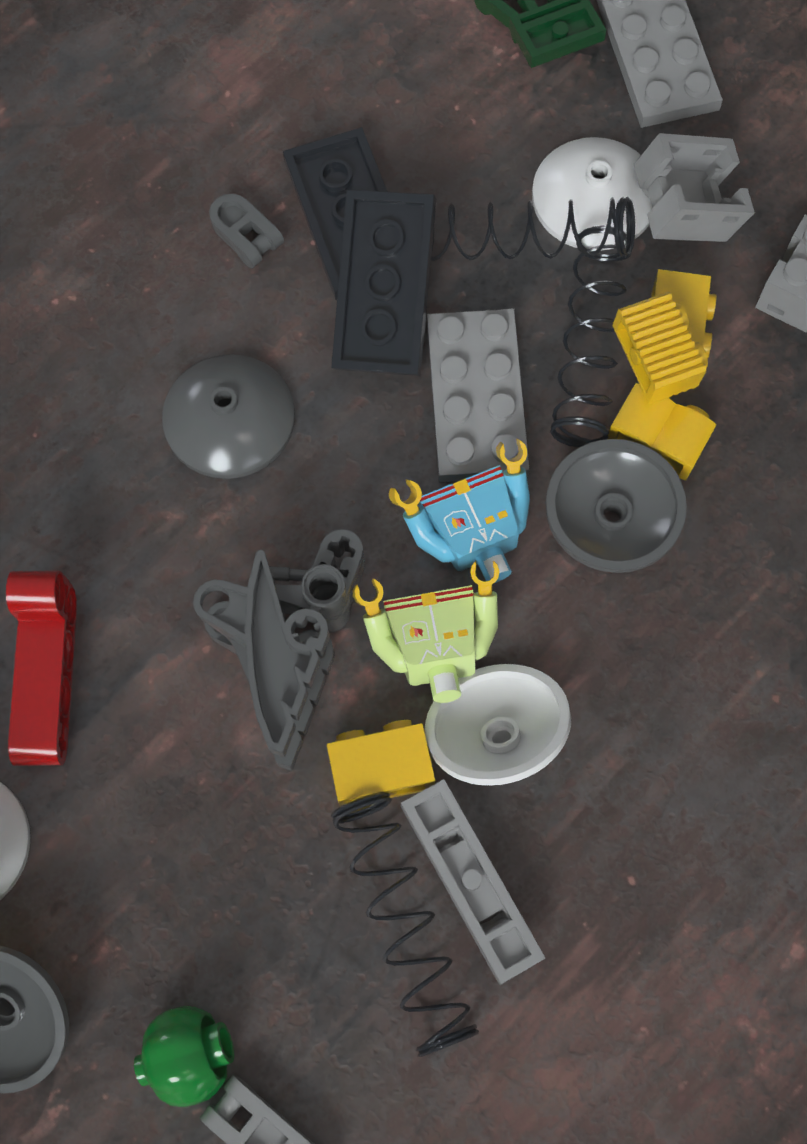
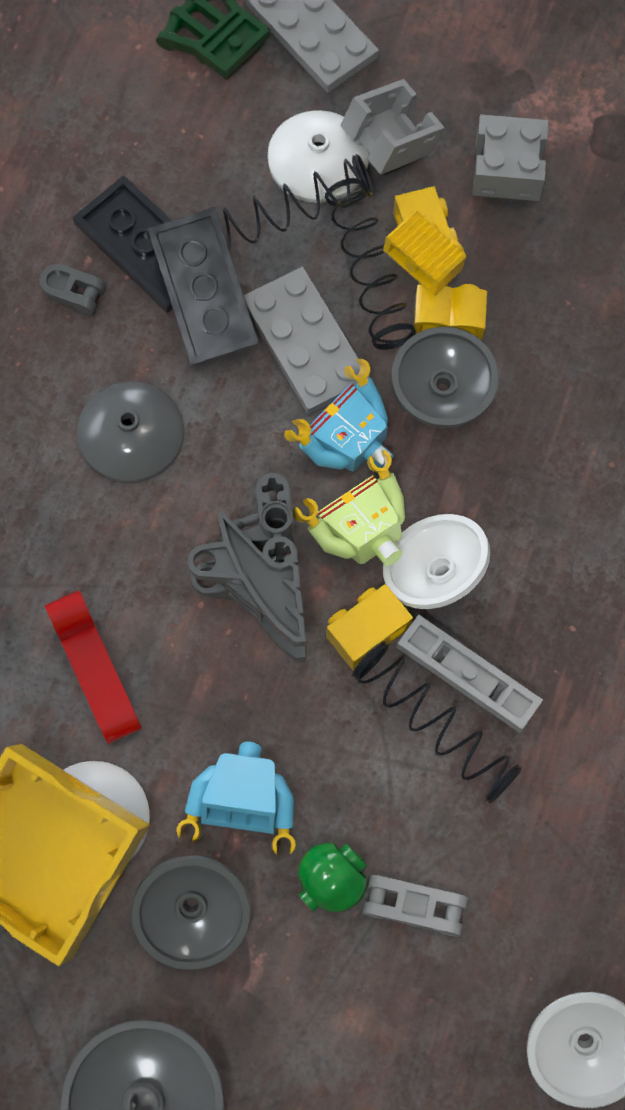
camera: 30 degrees left, 0 degrees up
(129, 902) = (241, 795): none -> medium azure torso

